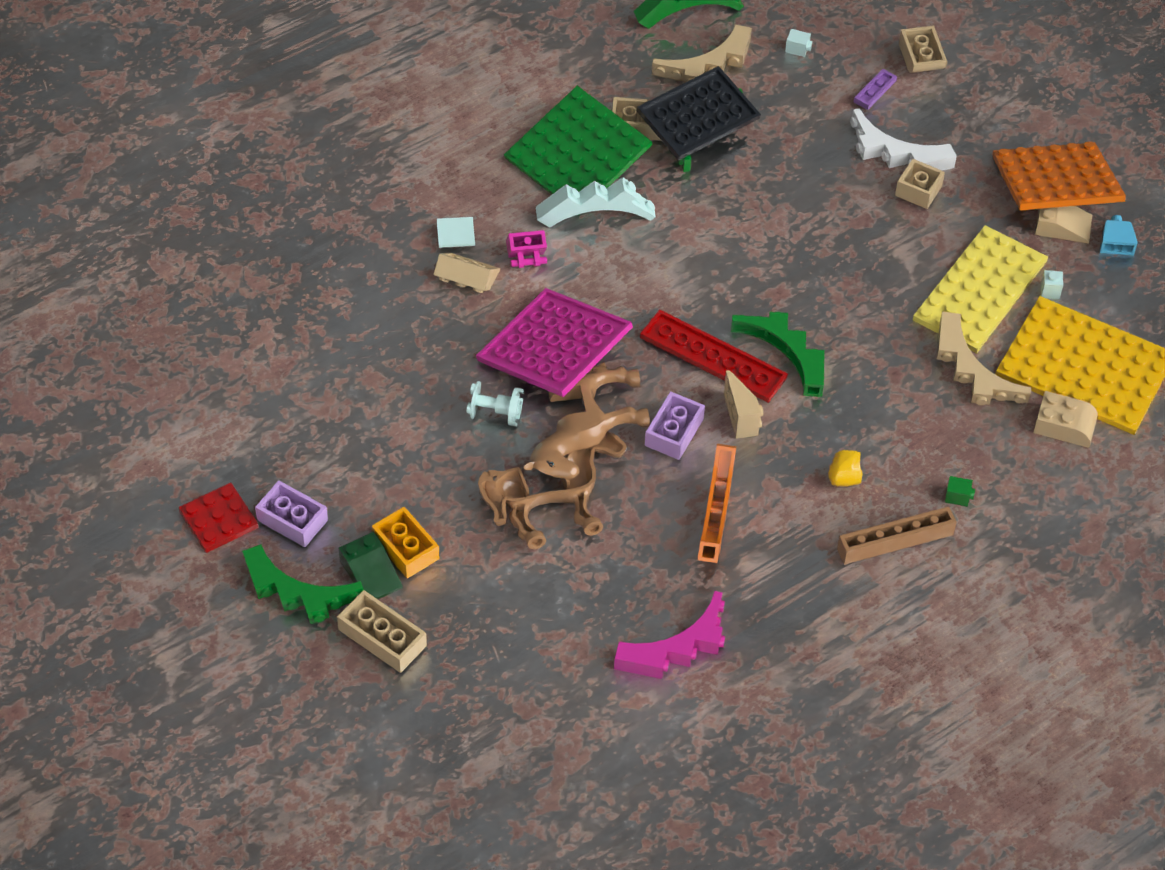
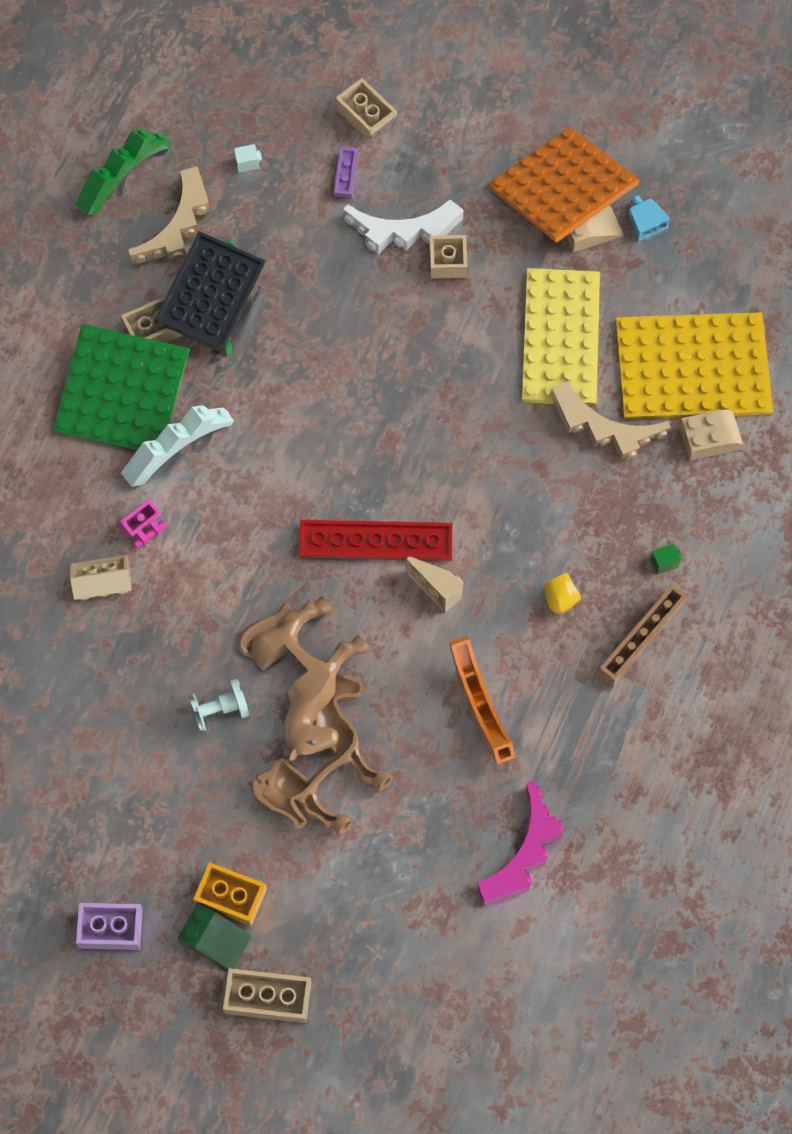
camera: 30 degrees left, 15 degrees up
(218, 517) = (42, 966): red plate -> none
(294, 593) = (189, 1000): green arch -> none
(455, 232) = (64, 541): light aqua piece -> none
(554, 342) = (231, 610): dark pink plate -> none
(674, 425) = (389, 634): lavender brick -> none
(791, 343) = (438, 488): green arch -> none
(1052, 284) = (621, 300): light aqua brick -> none

